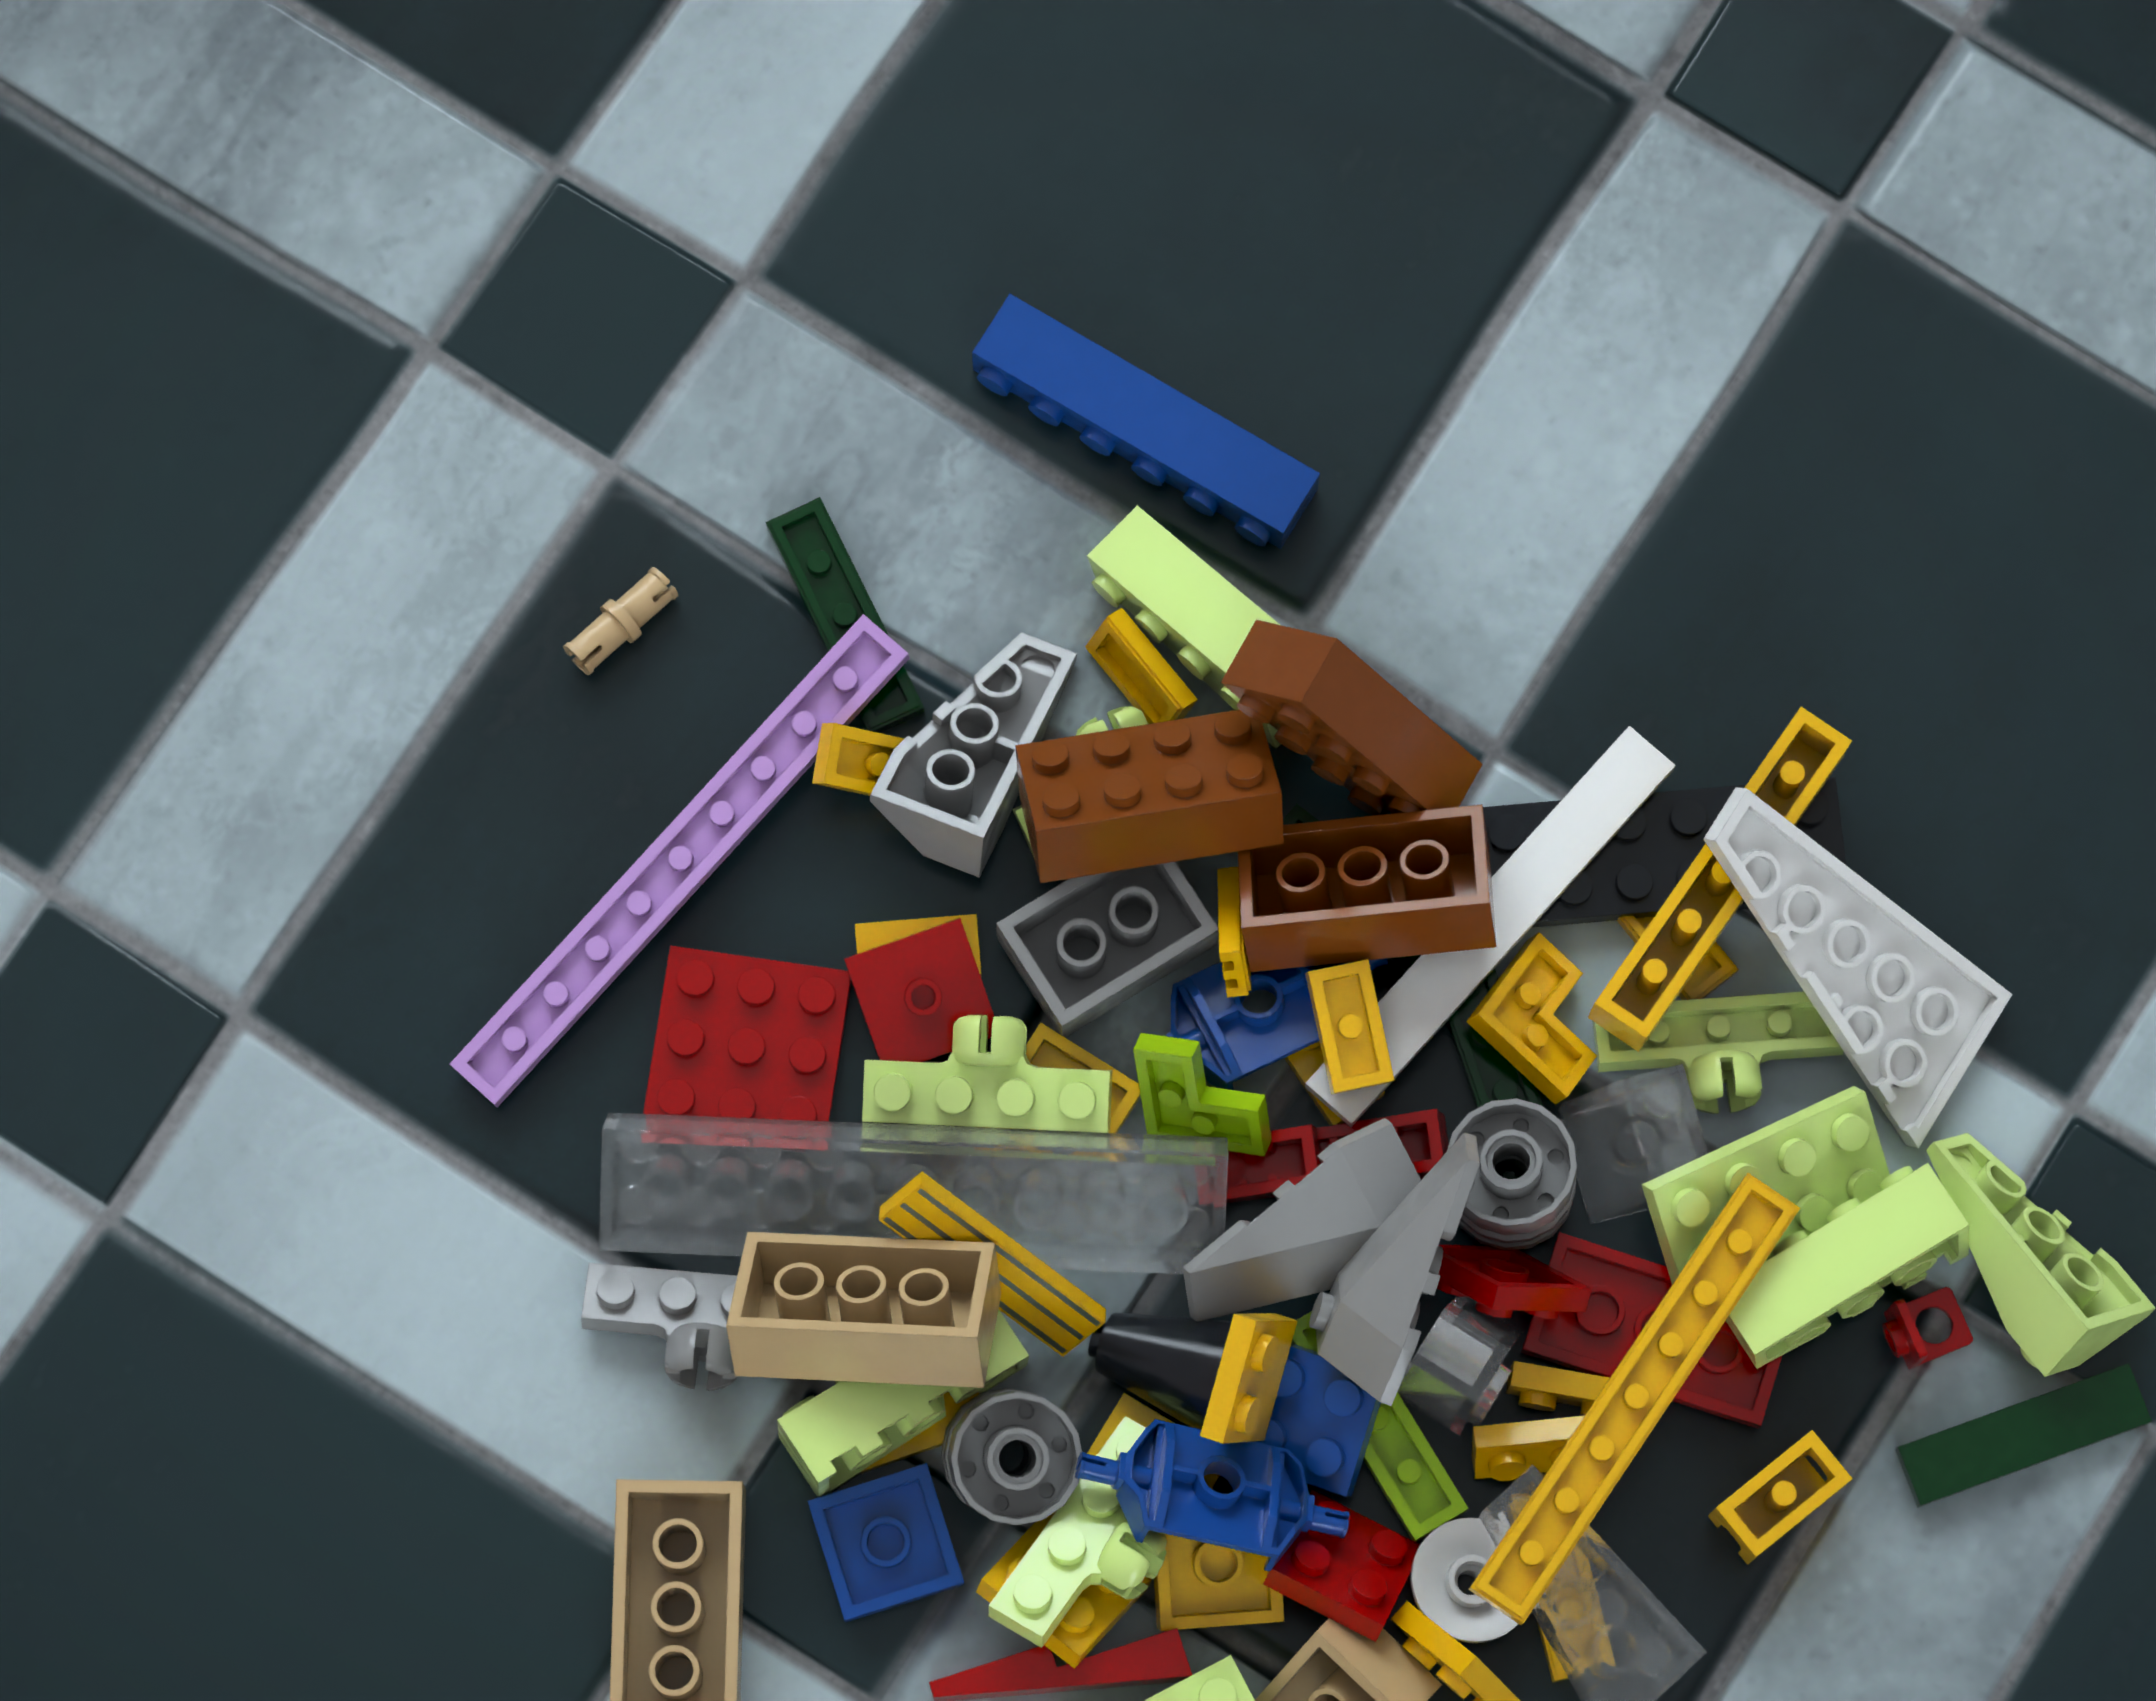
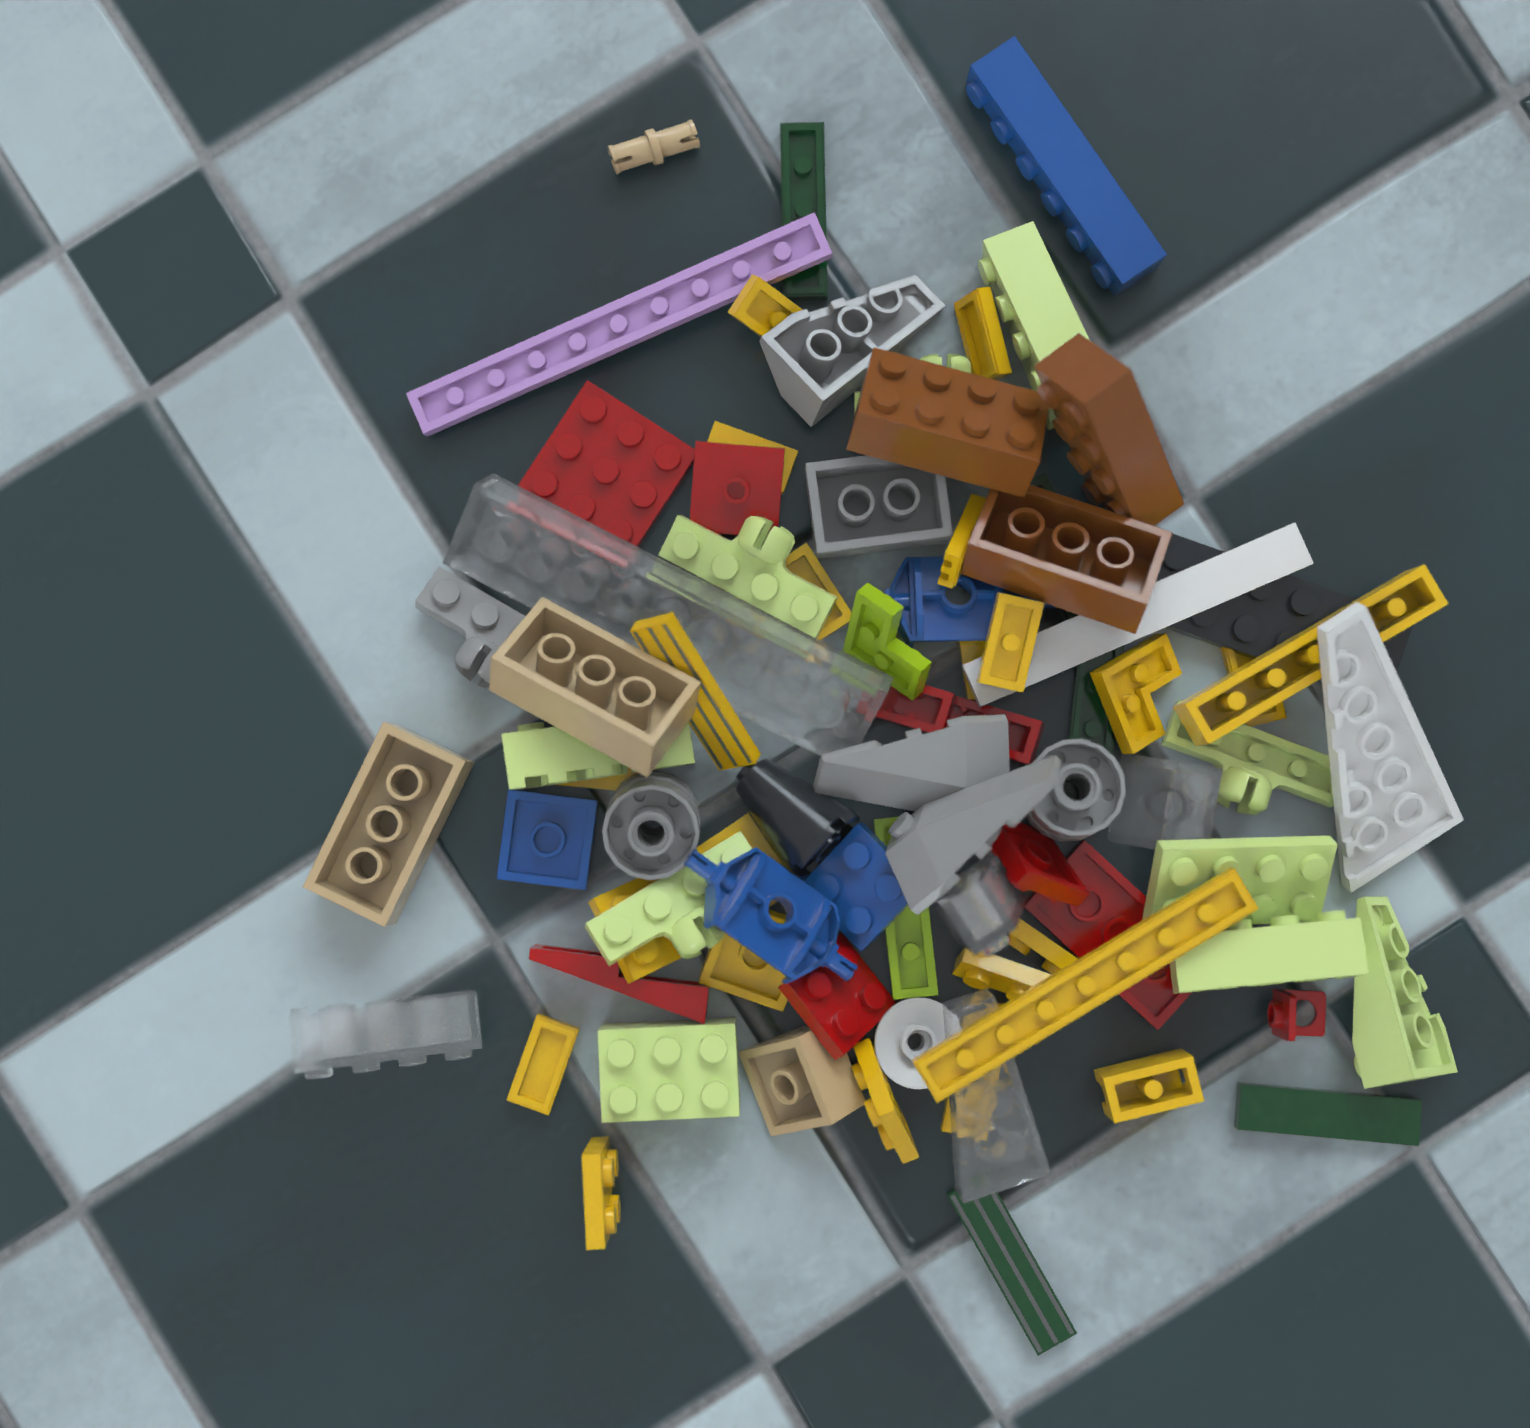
camera: 35 degrees right, 10 degrees up
(1248, 1377) = (830, 850): yellow plate -> none

